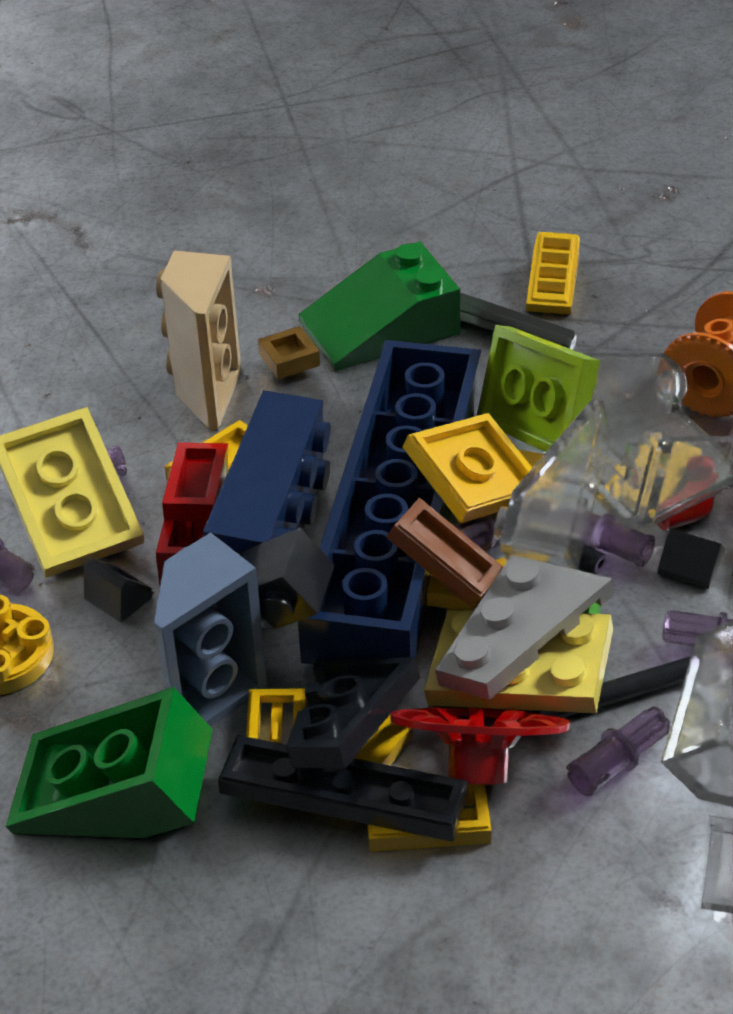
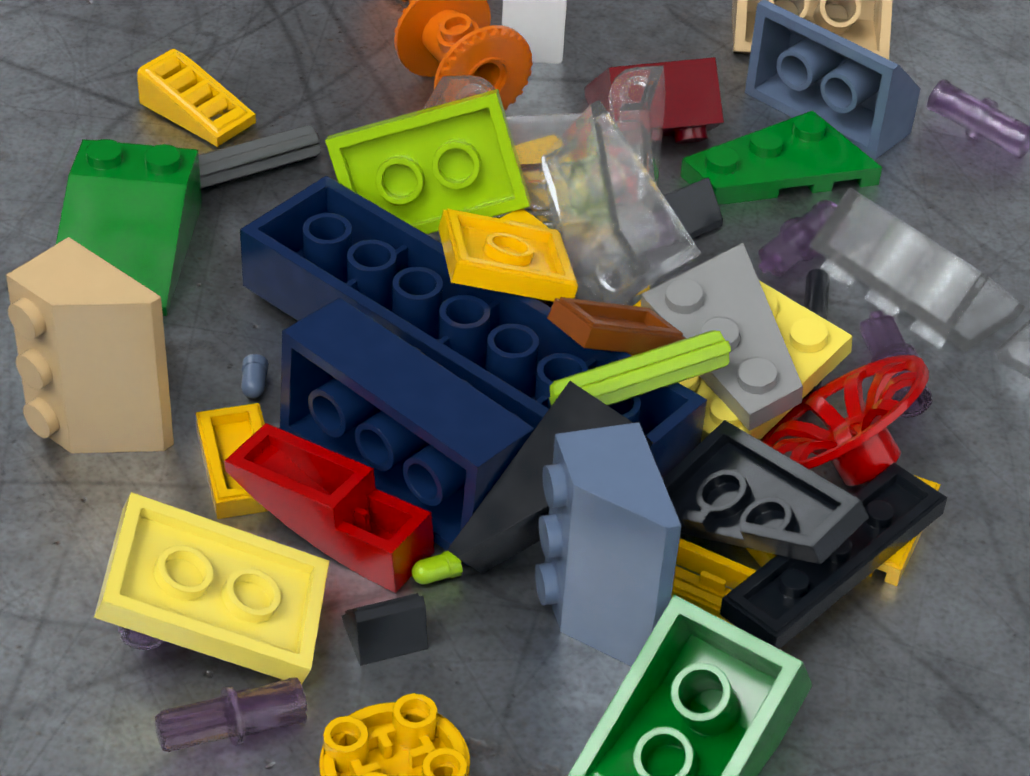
camera: 65 degrees left, 0 degrees up
(396, 581) = (651, 369): none -> lime axle

